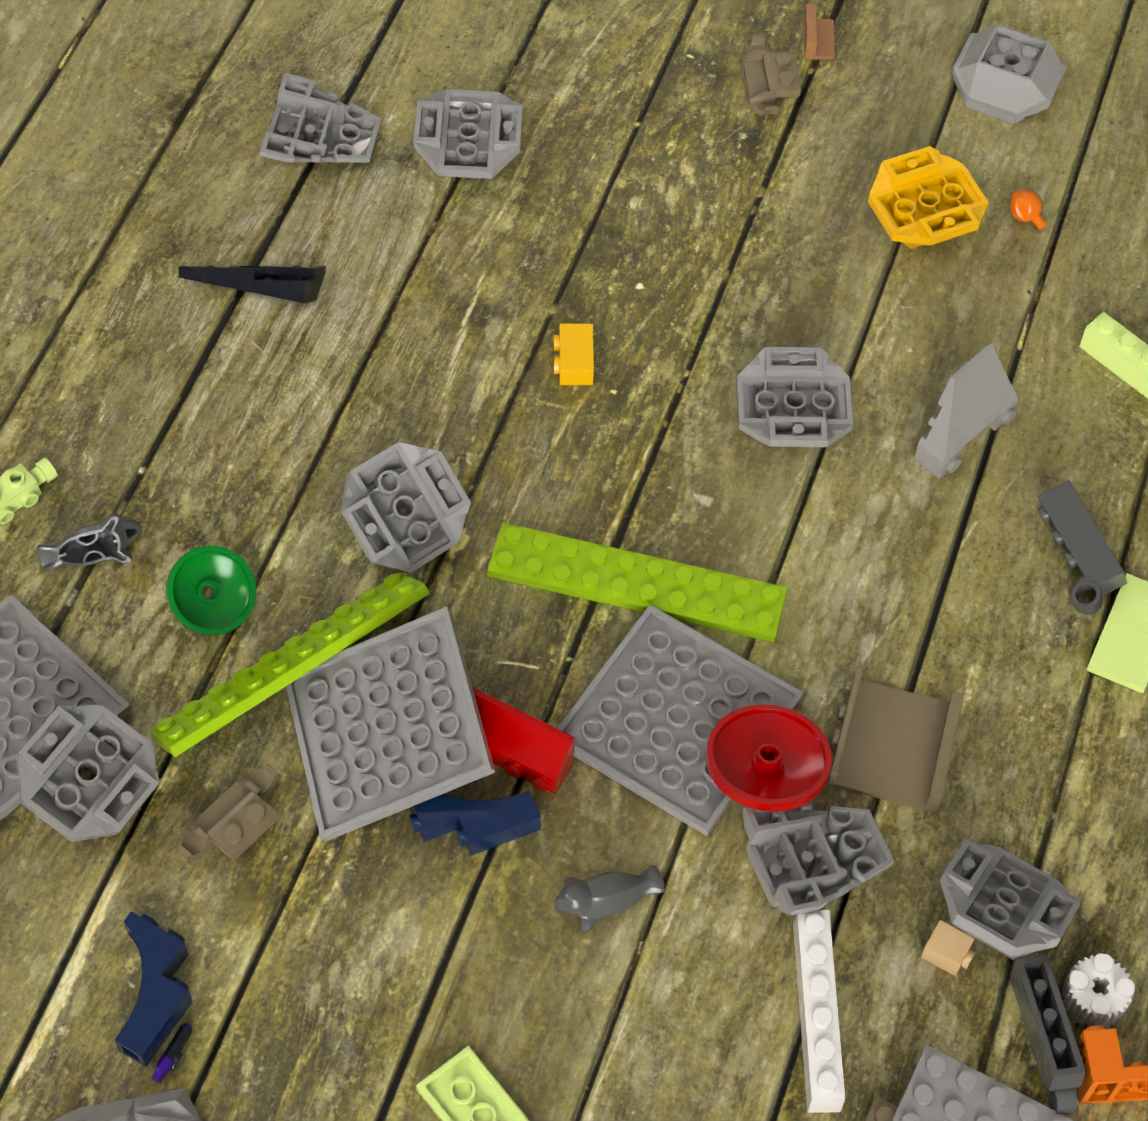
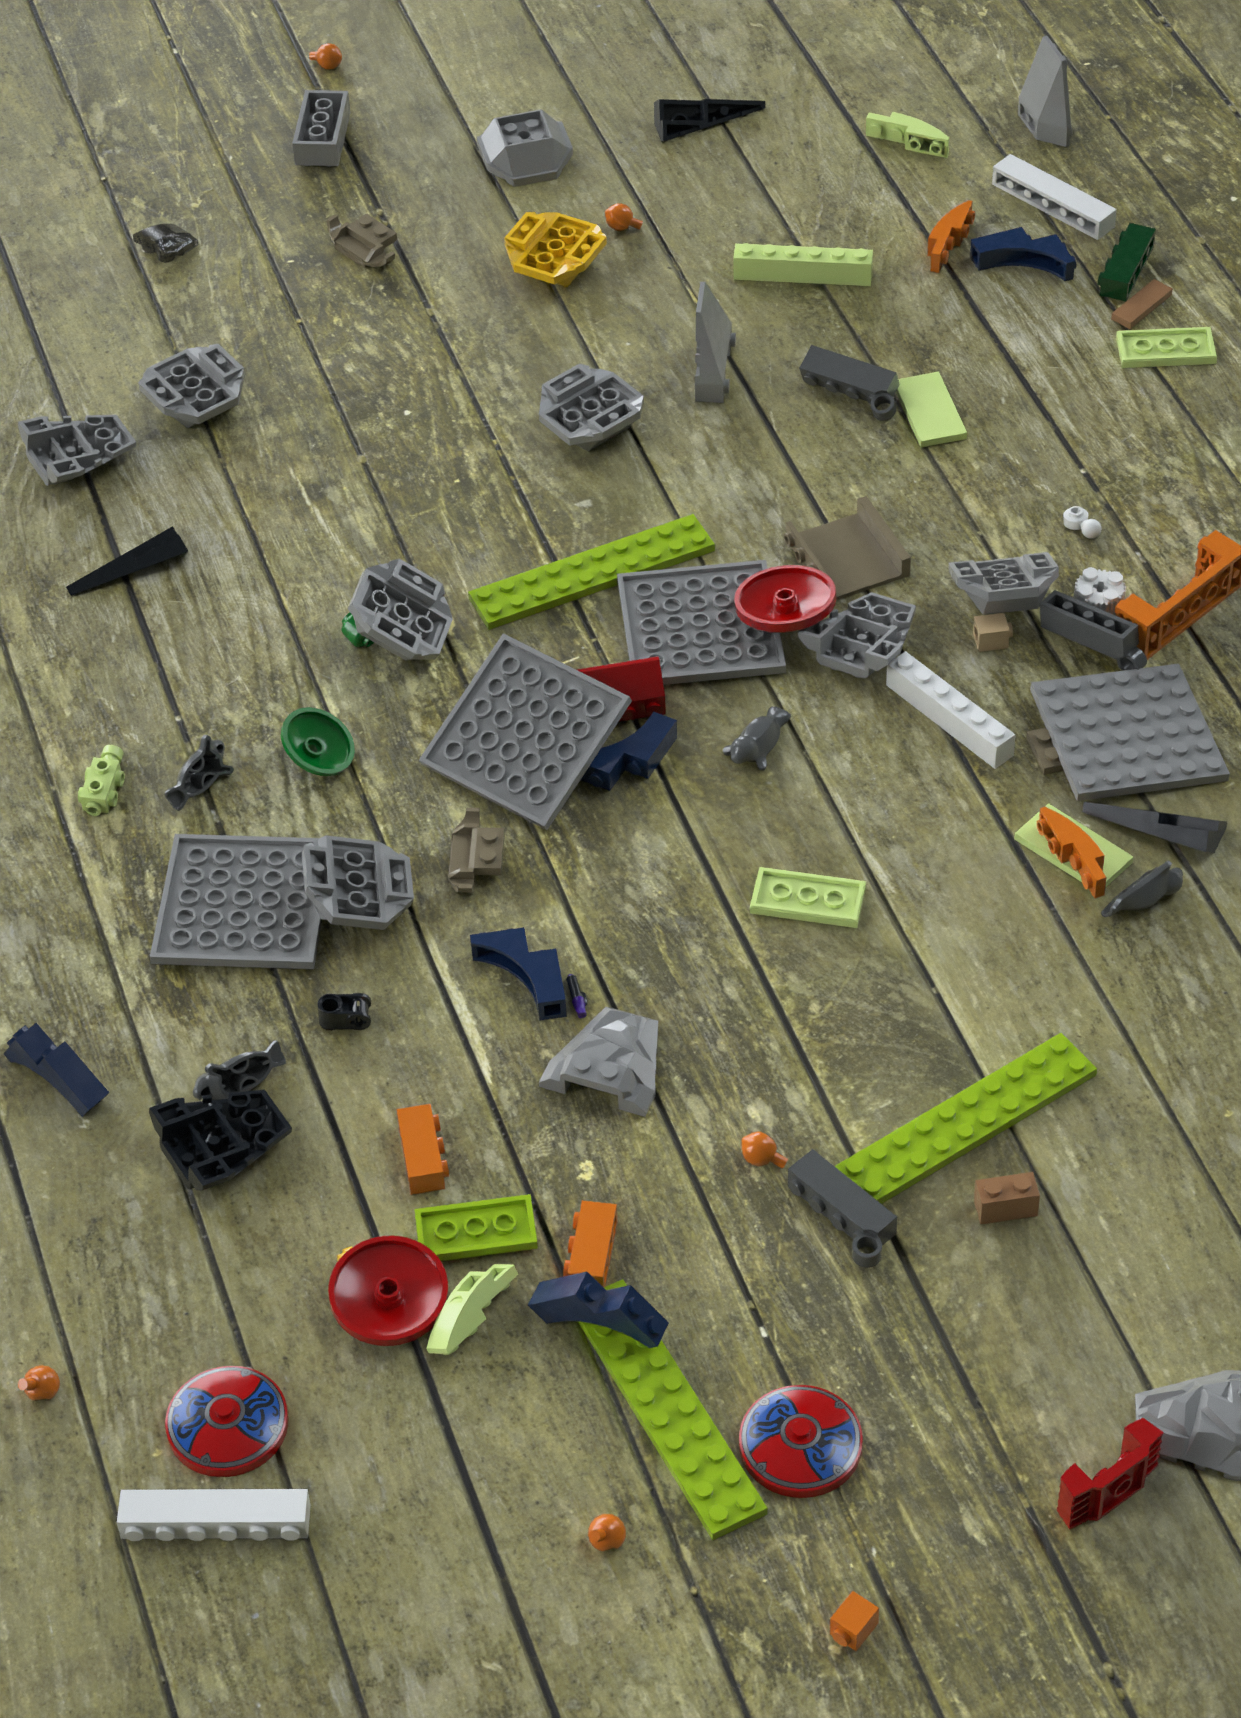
camera: 35 degrees left, 10 degrees down
(287, 664) = (417, 746): lime plate -> none
(576, 354) = (411, 471): yellow brick -> none
(818, 35) = (367, 198): medium nougat panel -> none

